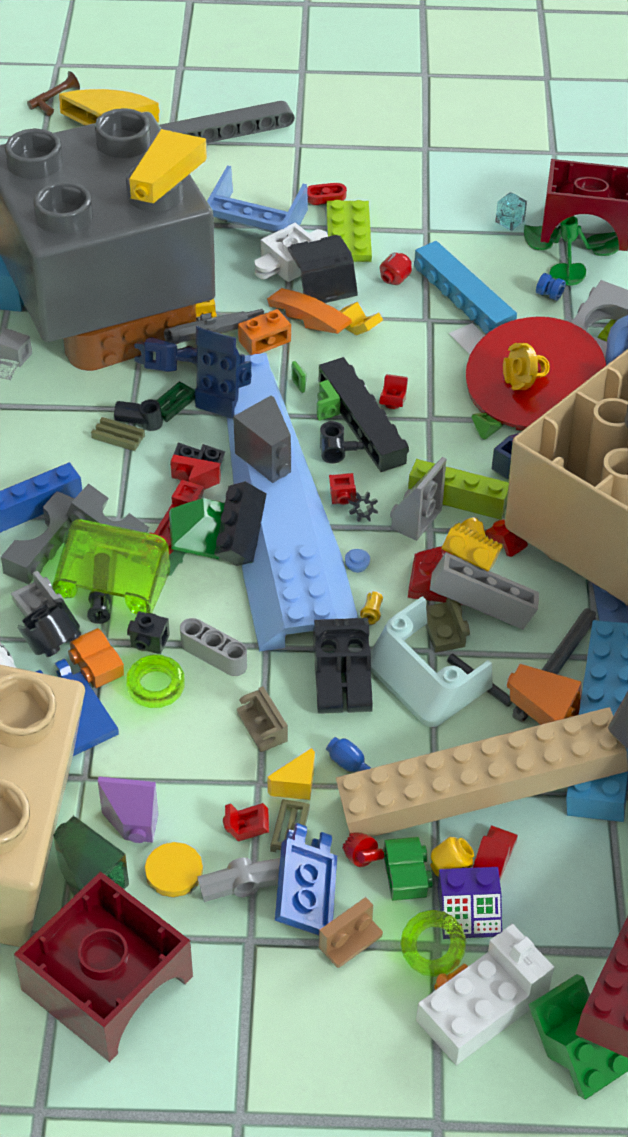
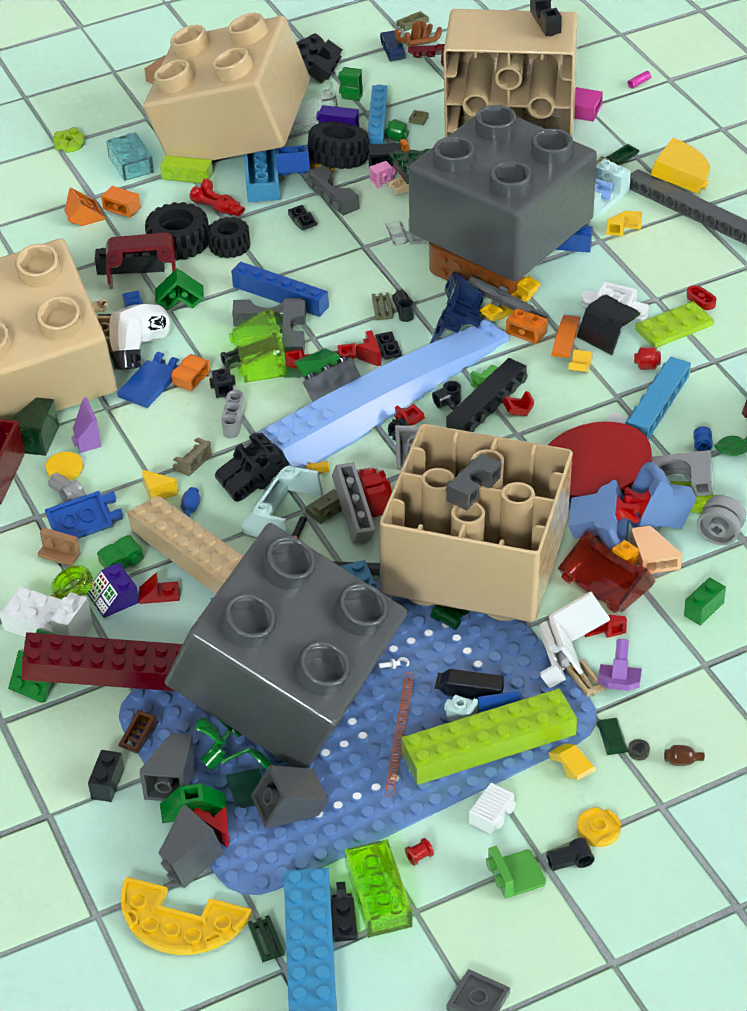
camera: 65 degrees right, 5 degrees down
(35, 594) = (215, 333): light grey bracket -> none
(39, 101) = (696, 139): reddish brown piece -> none
(49, 628) = (191, 341): black brick -> none
(150, 664) = (191, 412): clear neon green wheel -> none
(166, 164) = (515, 168): yellow slope -> none
(177, 402) = (426, 315): dark green tile -> none
(246, 822) = (111, 477): red bracket -> none
(252, 214) = (630, 256): medium blue windscreen -> none
(263, 439) = (403, 354): dark grey slope -> none
(298, 376) = (499, 356): bright green slope -> none
(305, 807) = (127, 500): olive tile -> none
(357, 560) = (354, 447): medium blue plate -> none
(362, 849) = (122, 529): red piece -> none
(452, 854) = (138, 569): yellow head -> none
(472, 547) = (371, 473): yellow brick -> none
(522, 366) = (580, 443): yellow tile -> none

